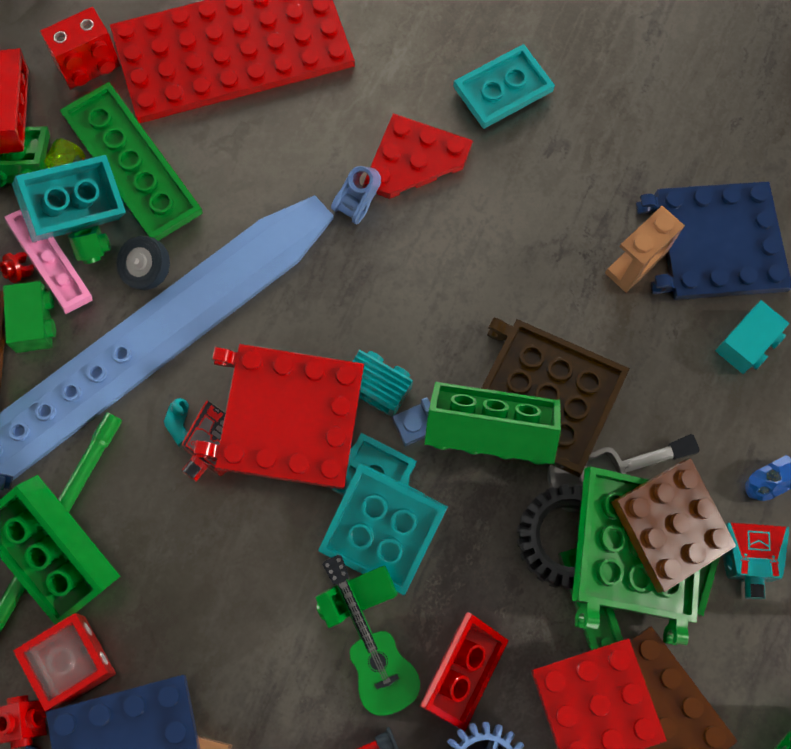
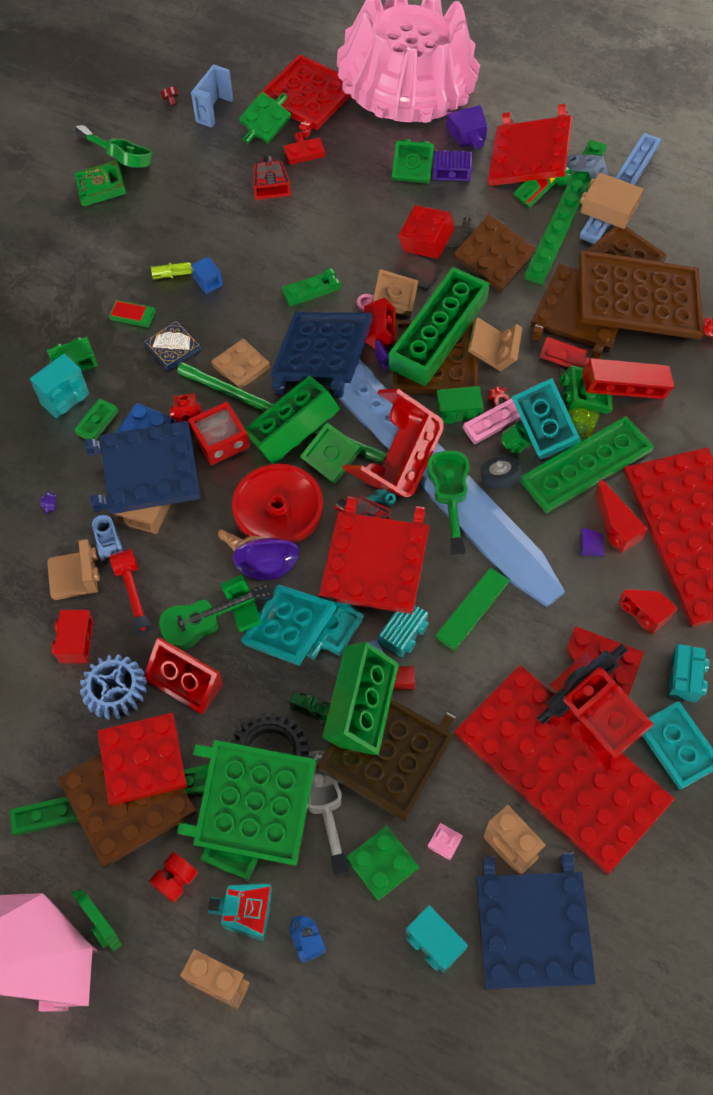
camera: 100 degrees right, 10 degrees down
(81, 47) = (677, 424): red piece -> none
(105, 490) = (330, 452): none -> green plate
(107, 380) = (410, 450): none -> red windscreen
(151, 325) = (448, 475): none -> green piece
(164, 552) = (278, 503): none -> red dish
(215, 129) = (620, 522): none -> red slope
(246, 163) = (591, 543): none -> dark purple slope
(278, 583) = (261, 556): none -> dark purple hat
(339, 102) = (648, 607): none -> red slope
(342, 302) = (472, 609): none -> green tile
(353, 198) = (565, 619): medium blue piece -> none
(418, 70) = (687, 673): none -> teal brick
(444, 375) = (405, 678): none -> red slope
(470, 155) = (598, 701): none -> red piece
(489, 502) = (309, 706): none -> dark green plate
(534, 209) = (564, 770): none -> red plate
(639, 331) = (445, 841): none -> bright pink tile
(672, 400) = (382, 863): none -> green plate
(673, 525) = (268, 829): reddish brown plate -> none
(722, 639) = (173, 877): none -> red wheel

